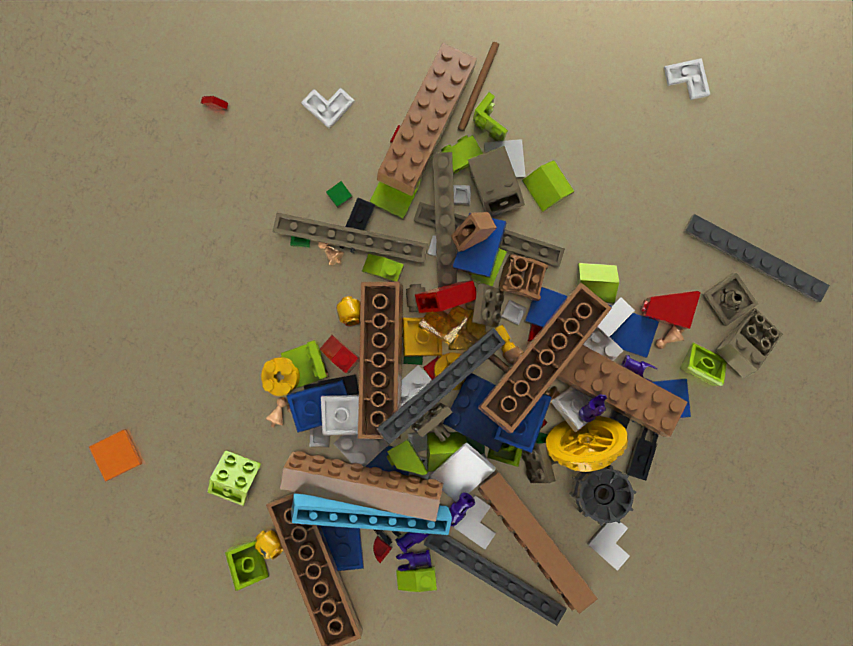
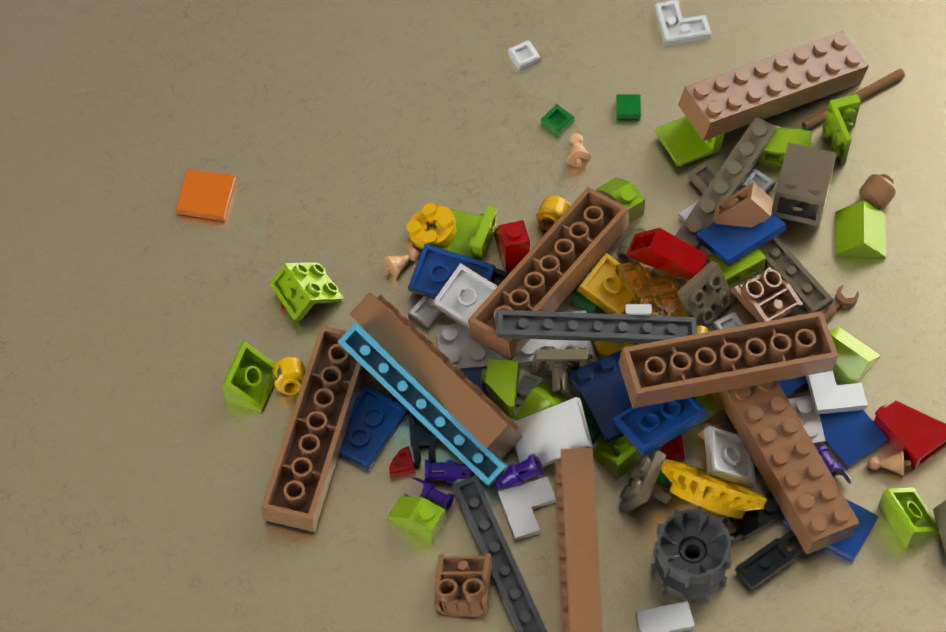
camera: 45 degrees right, 25 degrees down
(243, 202) = (524, 55): none -> white tile
(350, 237) = (610, 145): dark tan plate -> none
(360, 216) = (625, 142): black hinge -> none
(456, 351) = (638, 309): none -> white tile
(476, 603) = (462, 585): none -> medium nougat slope
(515, 153) = (842, 184): white tile -> none
(541, 149) = (878, 191): none -> medium nougat head
(566, 255) = (842, 302): none -> medium nougat piece
(594, 408) = (748, 457): dark purple piece -> none

